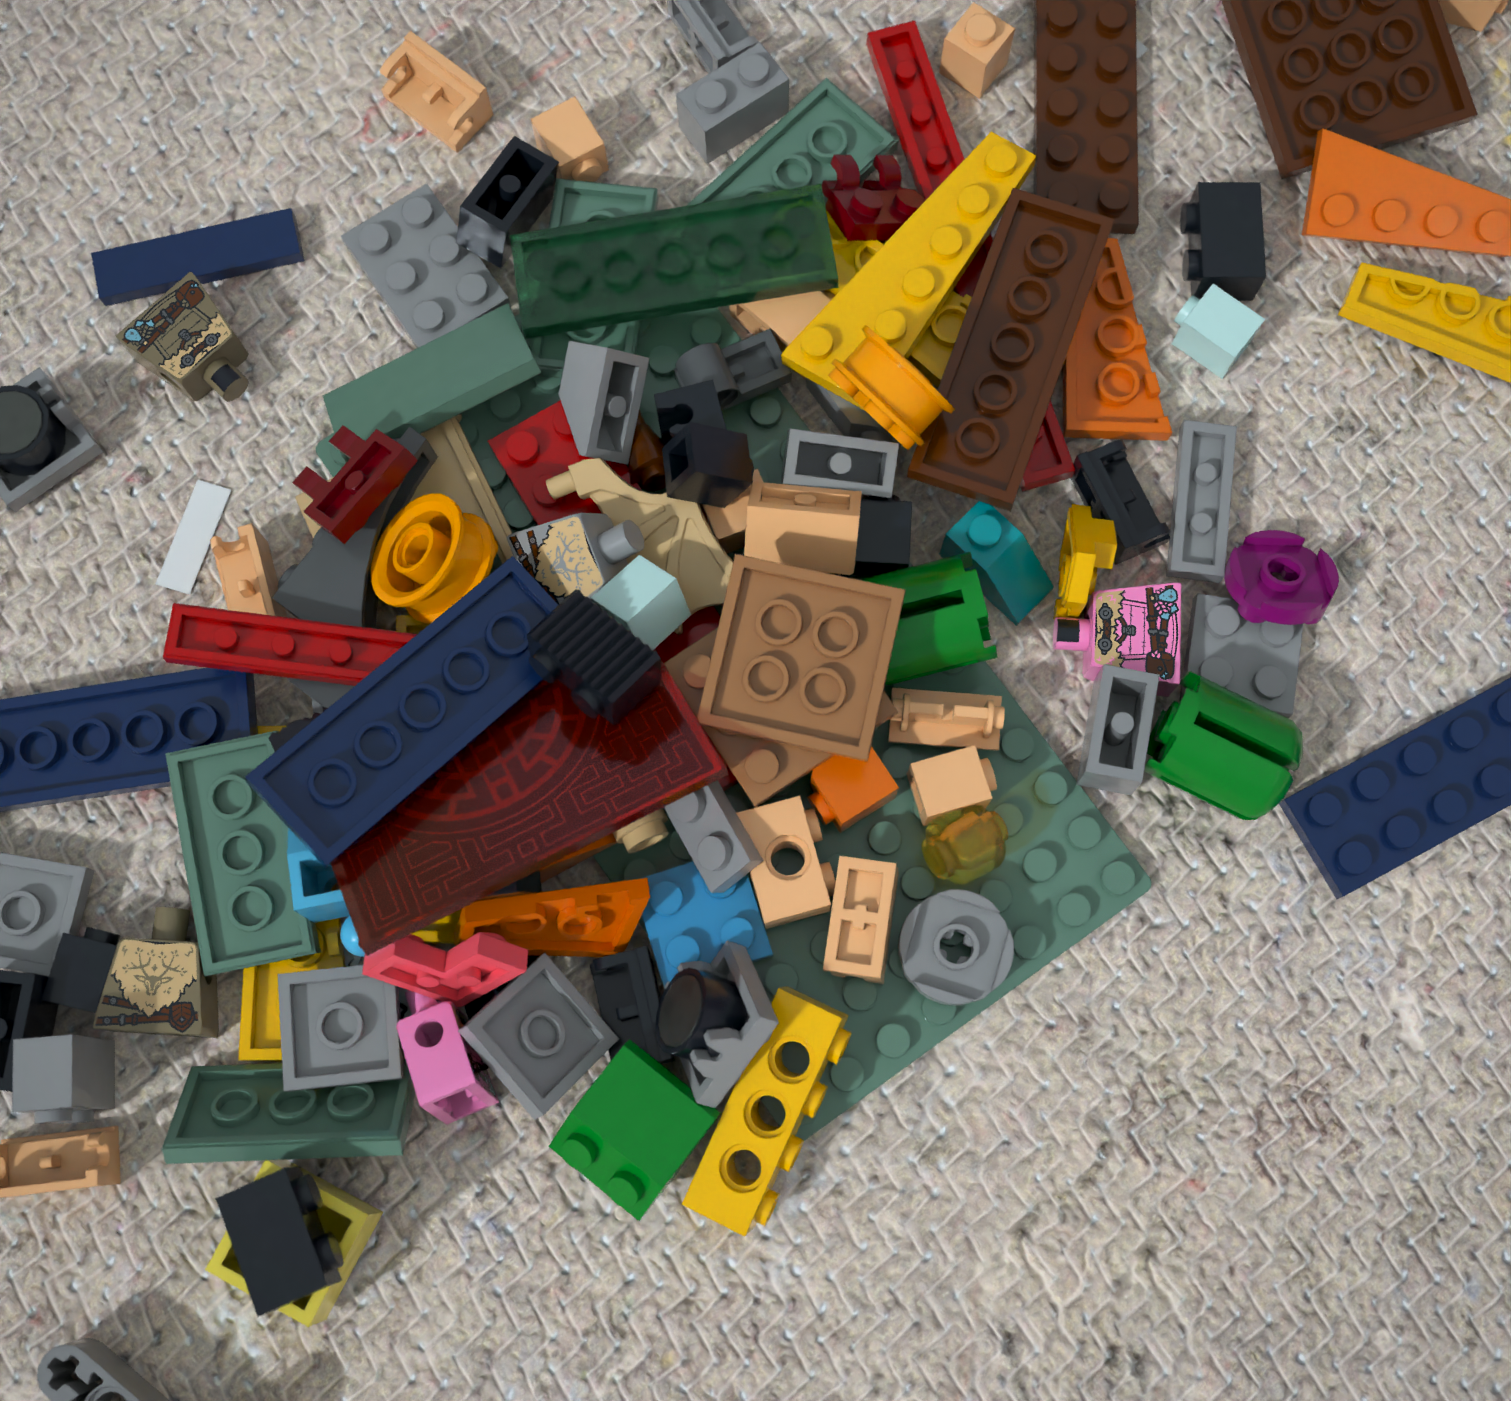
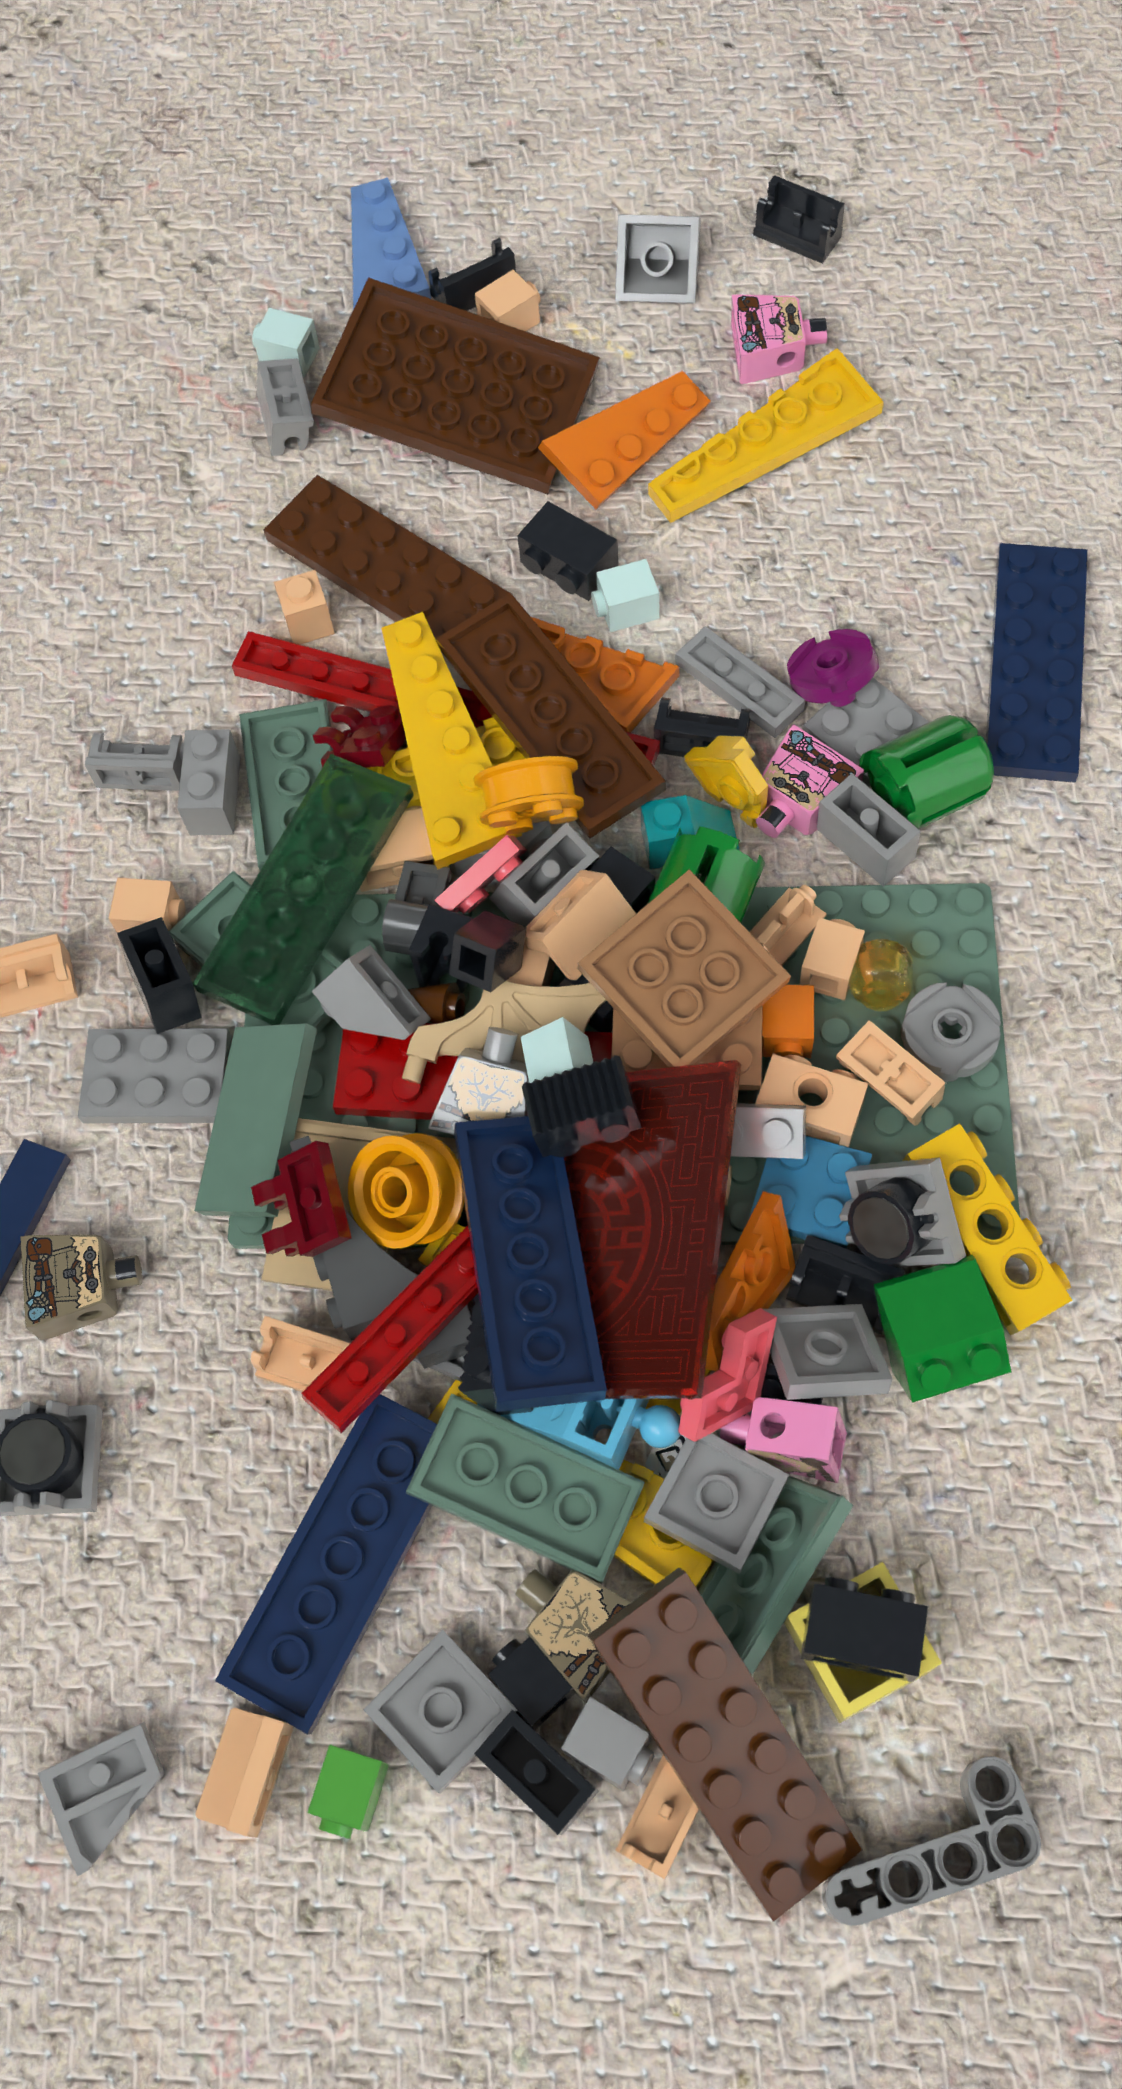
camera: 50 degrees left, 10 degrees down
(115, 1174) = (725, 1743): none -> reddish brown plate
(193, 537) = (227, 1384): white sticker -> none
(790, 409) = (496, 864): none -> coral plate

